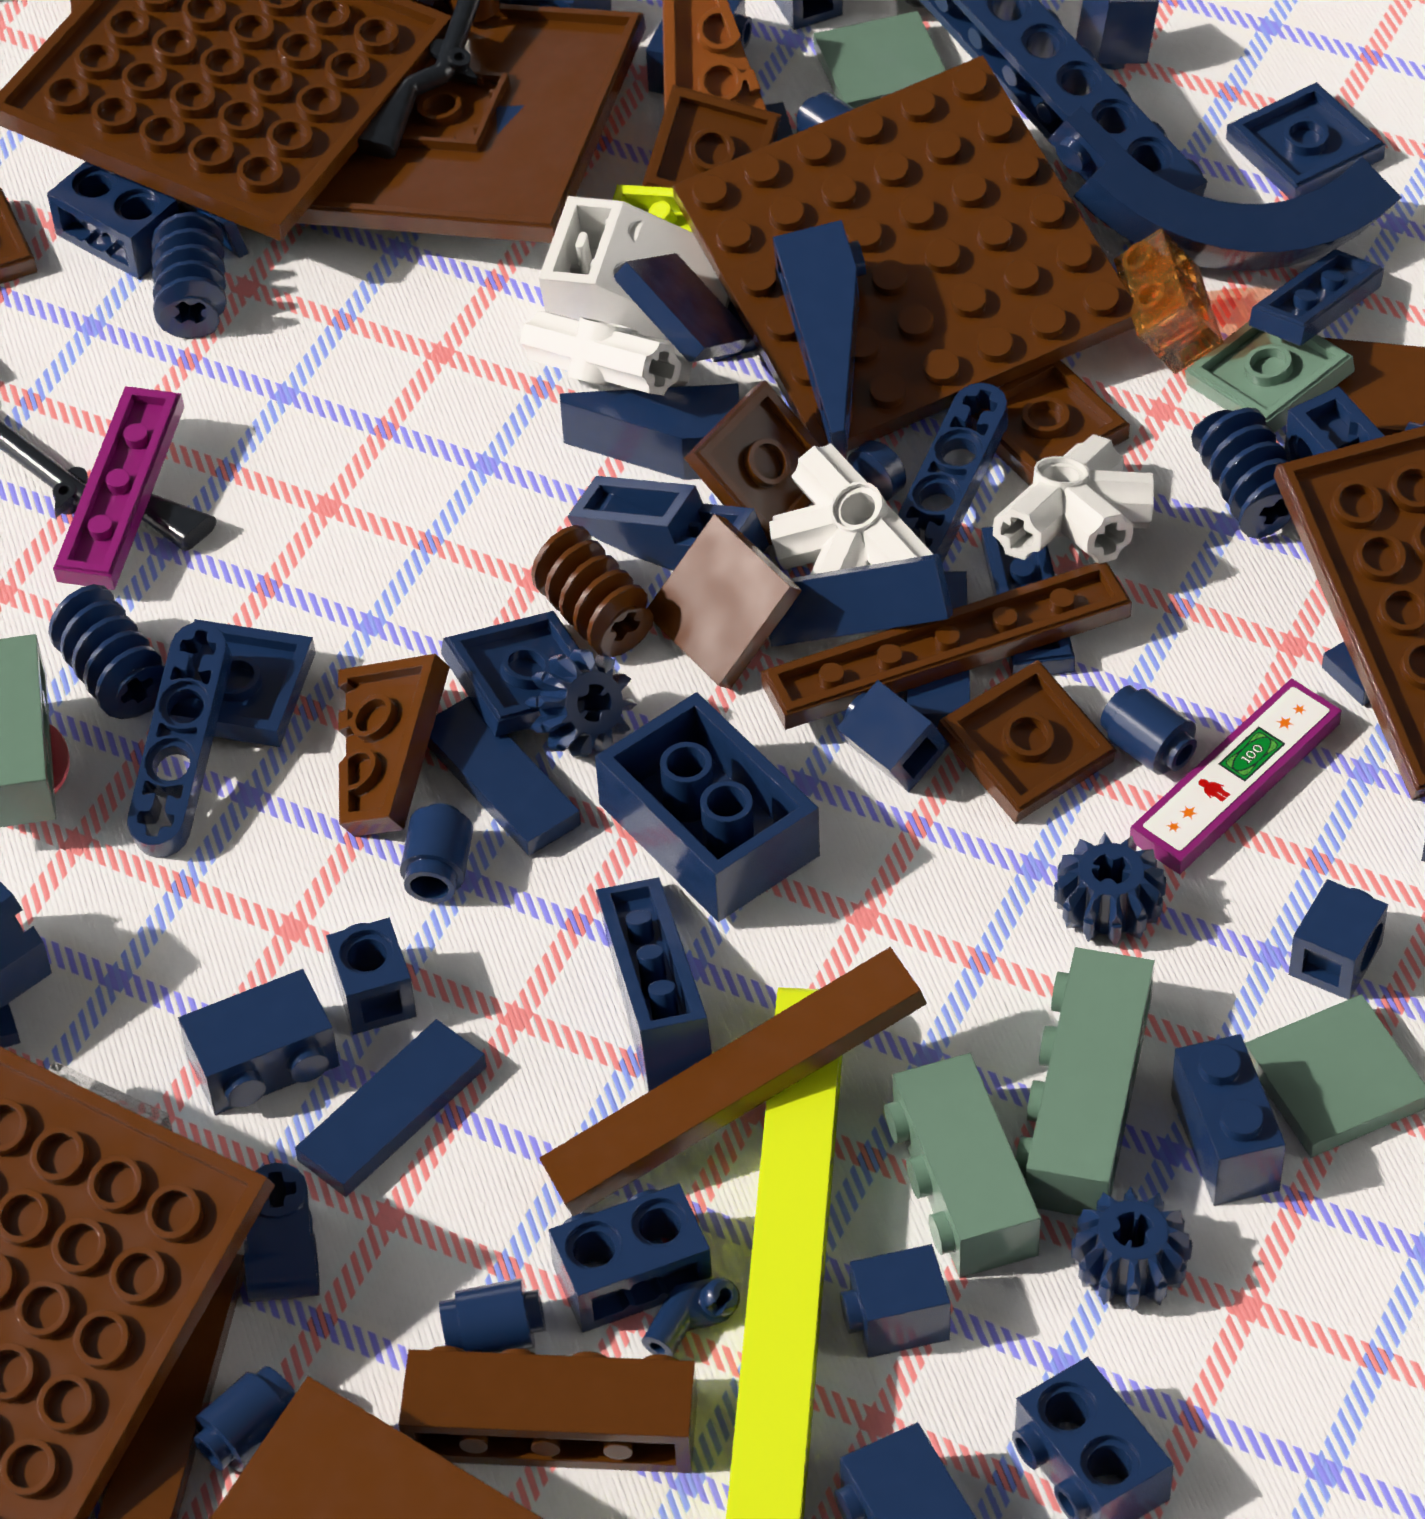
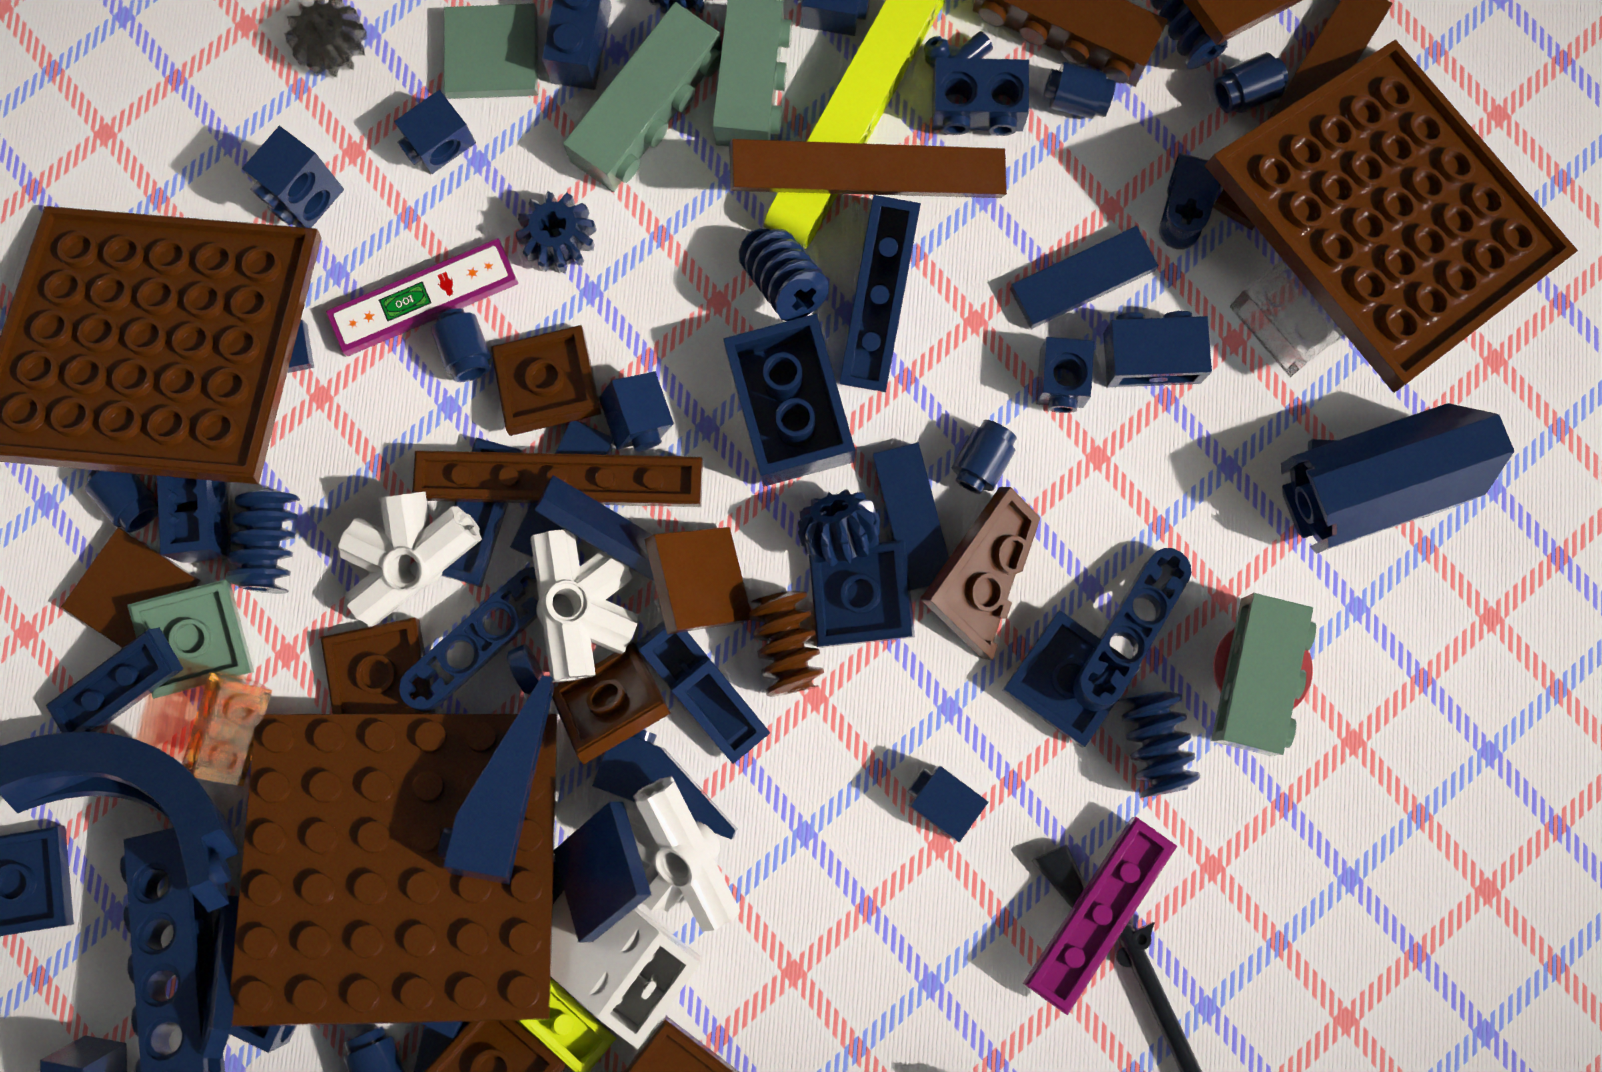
camera: 155 degrees left, 30 degrees up
(335, 522) = (946, 802): none -> dark blue brick
(783, 921) = (783, 272): none -> dark blue piece
(1001, 67) = (219, 1002): none -> dark blue tile

